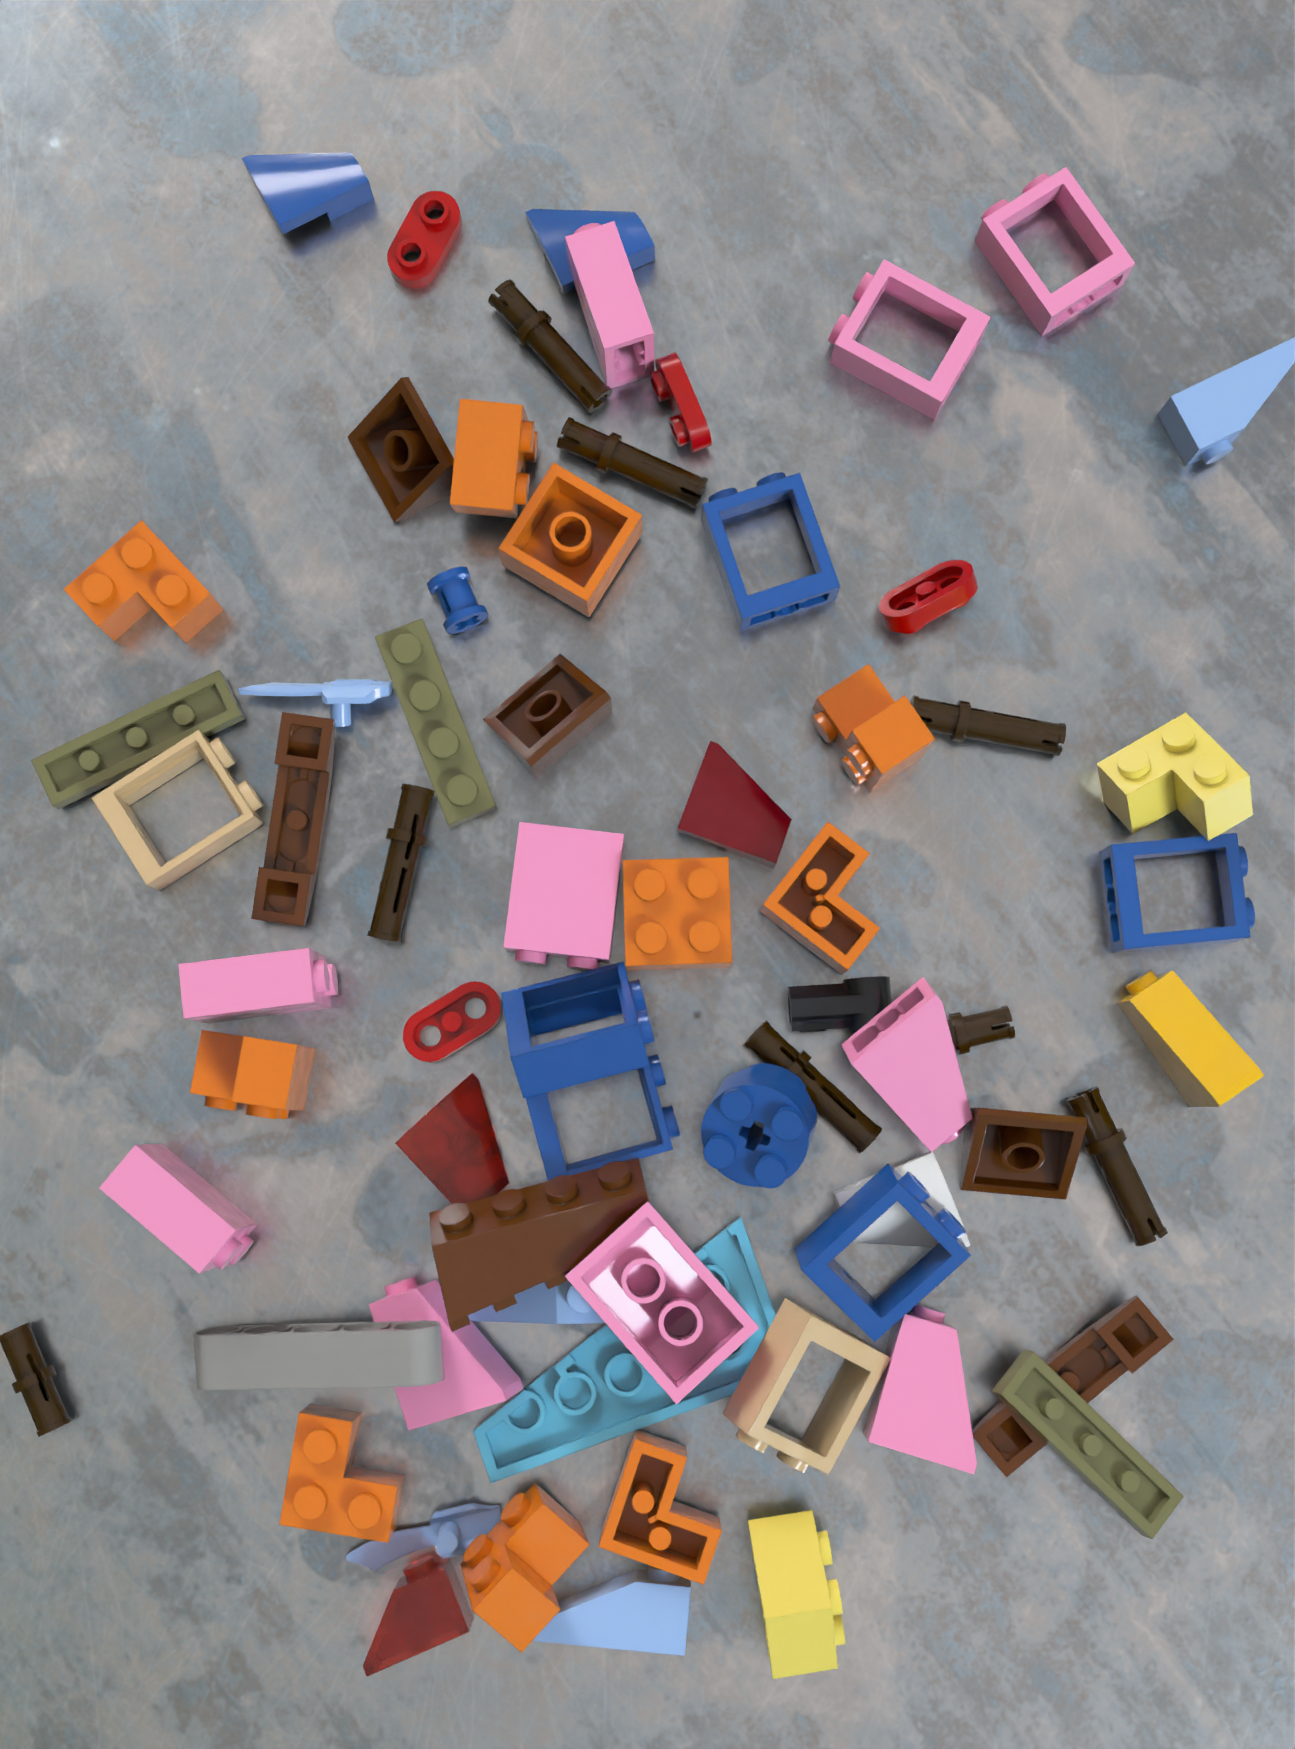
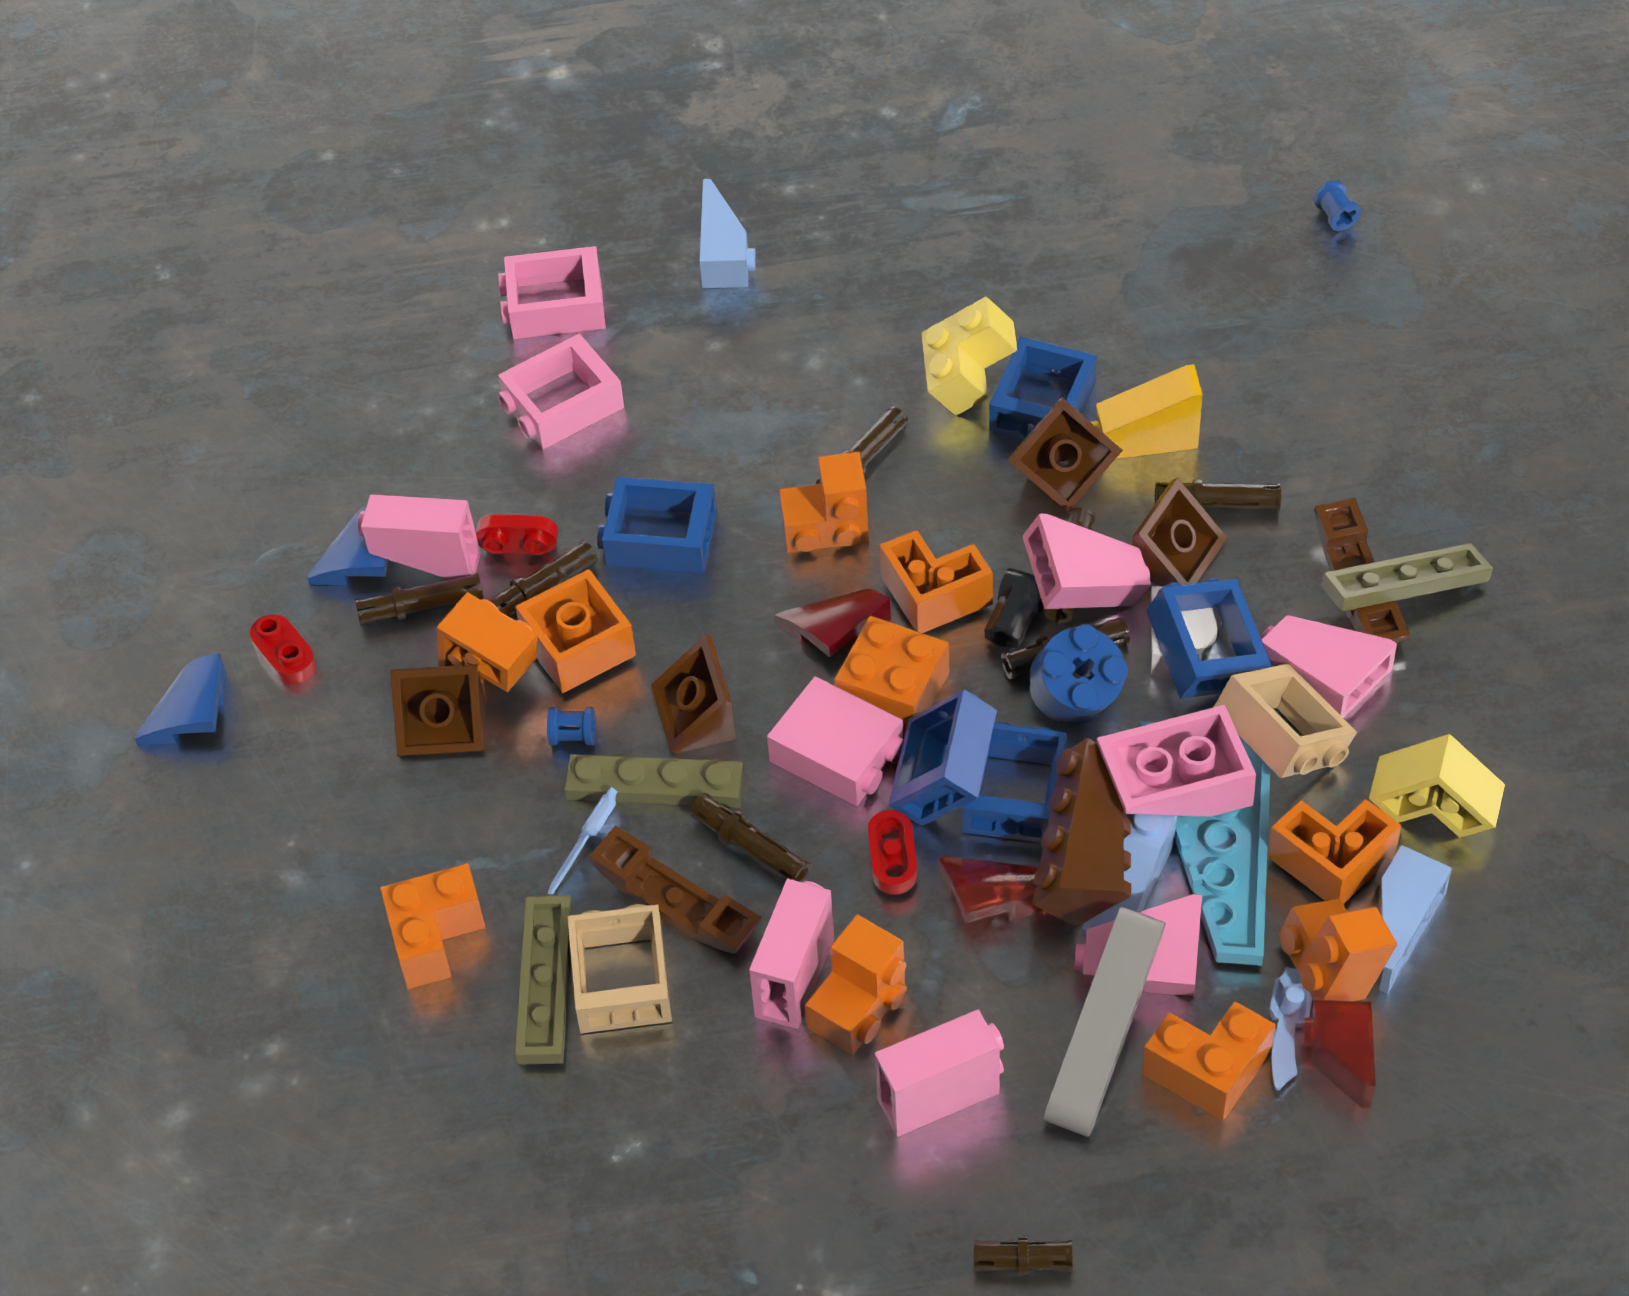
camera: 60 degrees left, 30 degrees down
(928, 596) = (750, 448): red plate -> none
(1076, 971) = (1064, 454): none -> reddish brown slope

